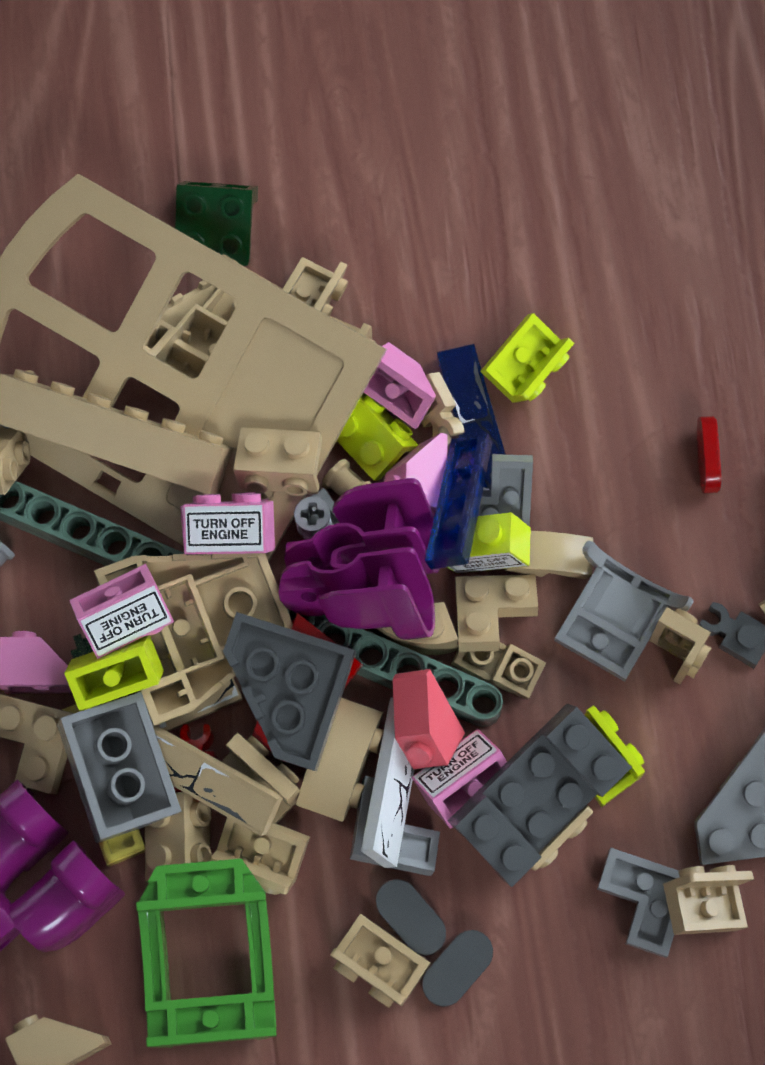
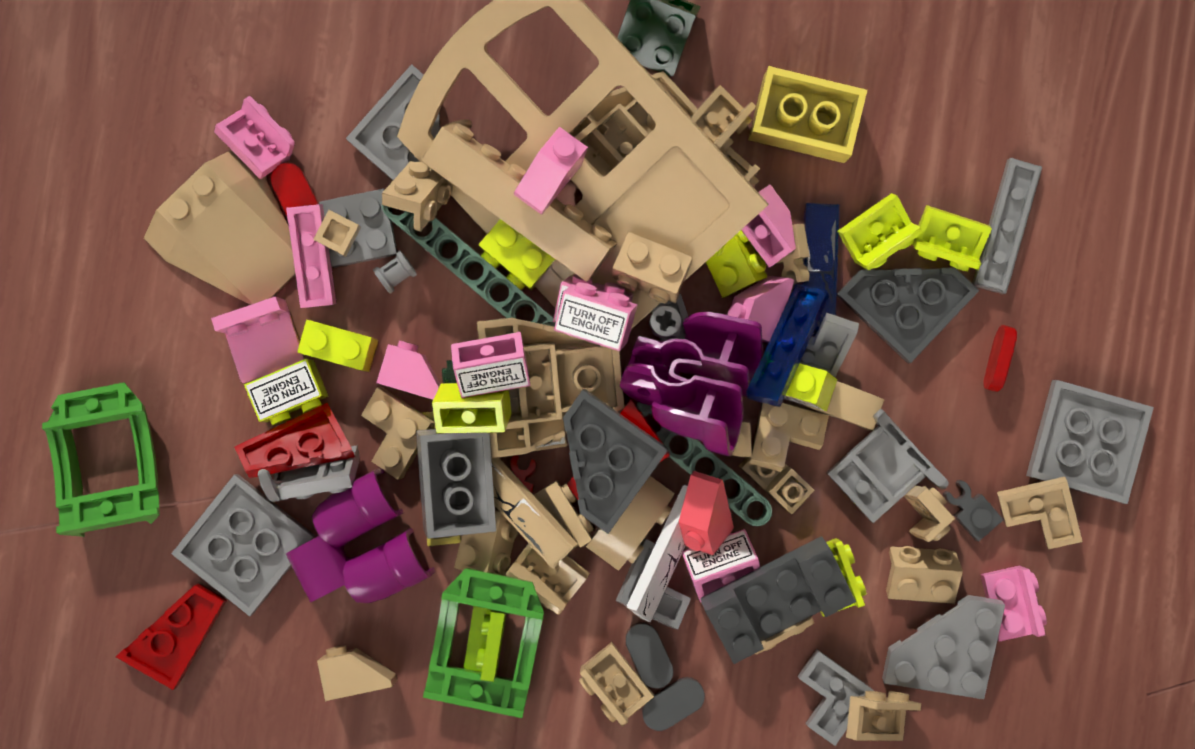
camera: 15 degrees right, 15 degrees up
(122, 495) = (516, 254): none -> neon yellow bracket
(134, 381) = (551, 170): none -> bright pink slope
(206, 953) = (485, 642): none -> lime bracket
(342, 478) = (700, 295): tan bush -> none
(407, 259) = (807, 114): none -> light yellow brick
(584, 427) = (907, 304): none -> dark grey plate
(609, 341) = (951, 238): none -> neon yellow bracket
(668, 316) = (1007, 225): none -> light grey tile
(706, 723) = (923, 574): none -> tan bracket

